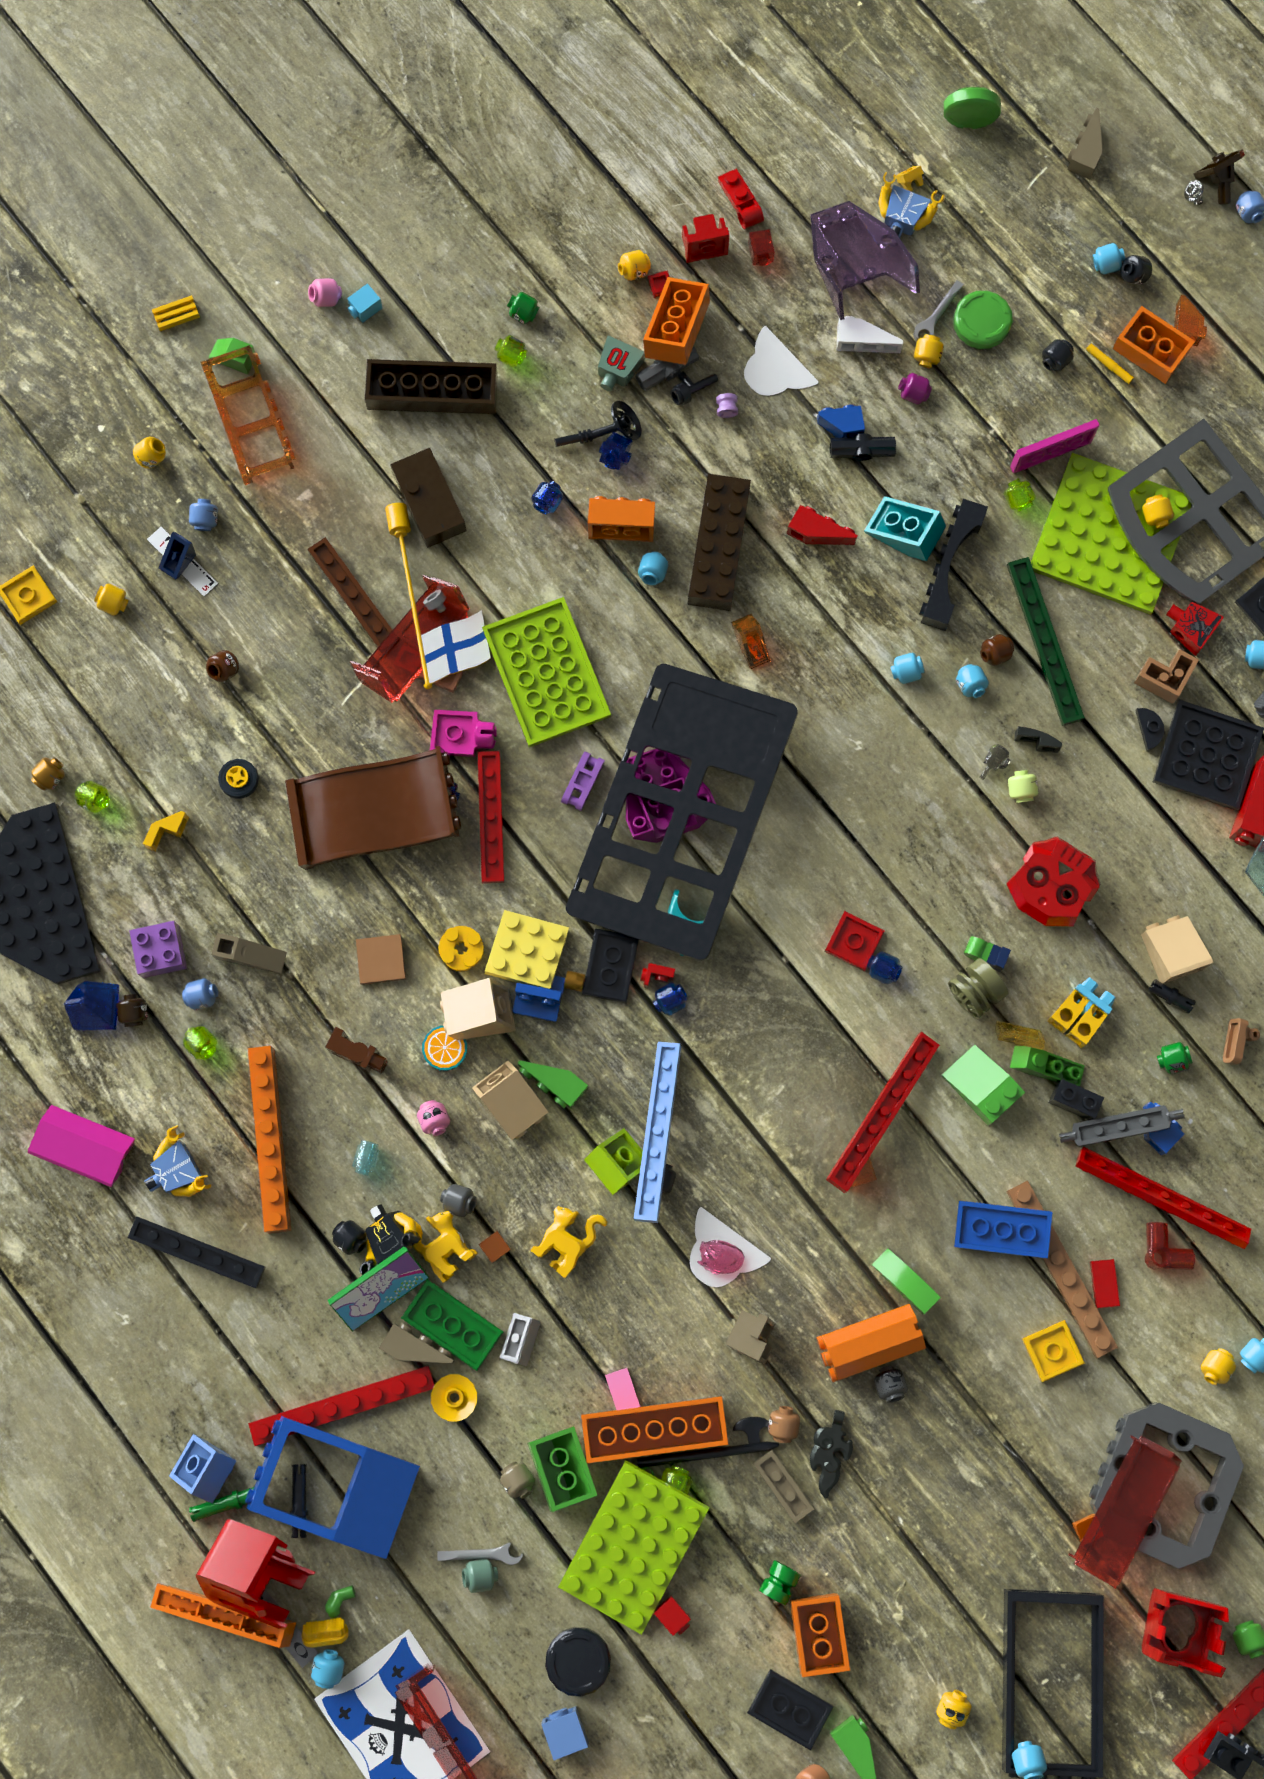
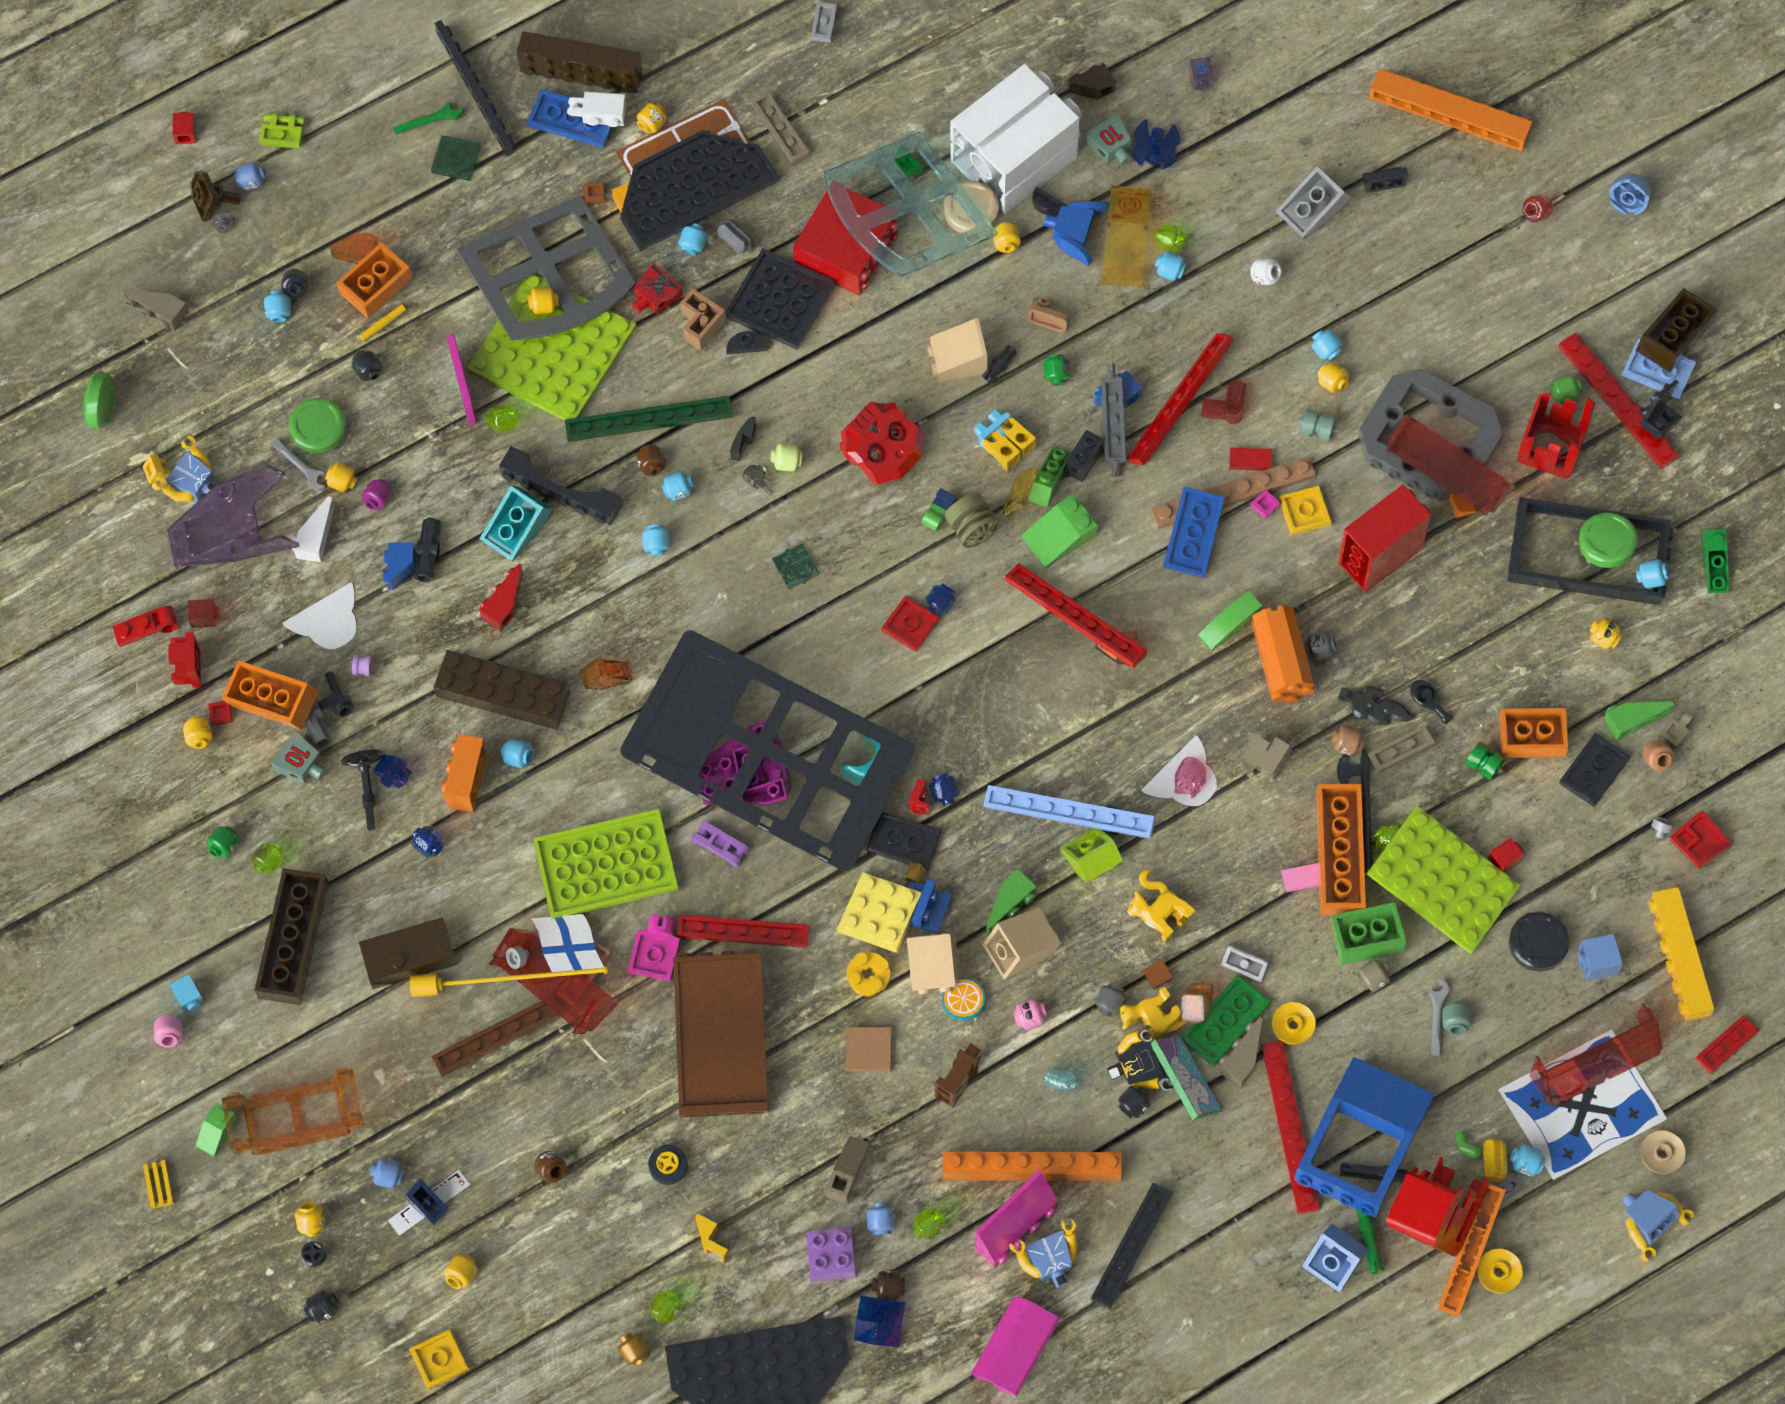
camera: 80 degrees left, 10 degrees down
(65, 477) = (321, 1306): none -> black head
(114, 458) = (309, 1252): none -> black wheel
(191, 1653) = (1499, 1260): none -> yellow dish
(204, 1129) = (1016, 1219): none -> dark pink slope
(464, 1291) = (1196, 1002): none -> clear orange slope
(848, 1509) = (1426, 696): none -> black piece
(902, 814) = (795, 566): none -> clear green piece
(1022, 1443) = (1384, 538): none -> red brick
(1051, 1305) = (1265, 504): none -> dark pink plate
(1064, 1704) = (1607, 540): none -> bright green piece
(1157, 1350) = (1319, 425): none -> sand green wheel

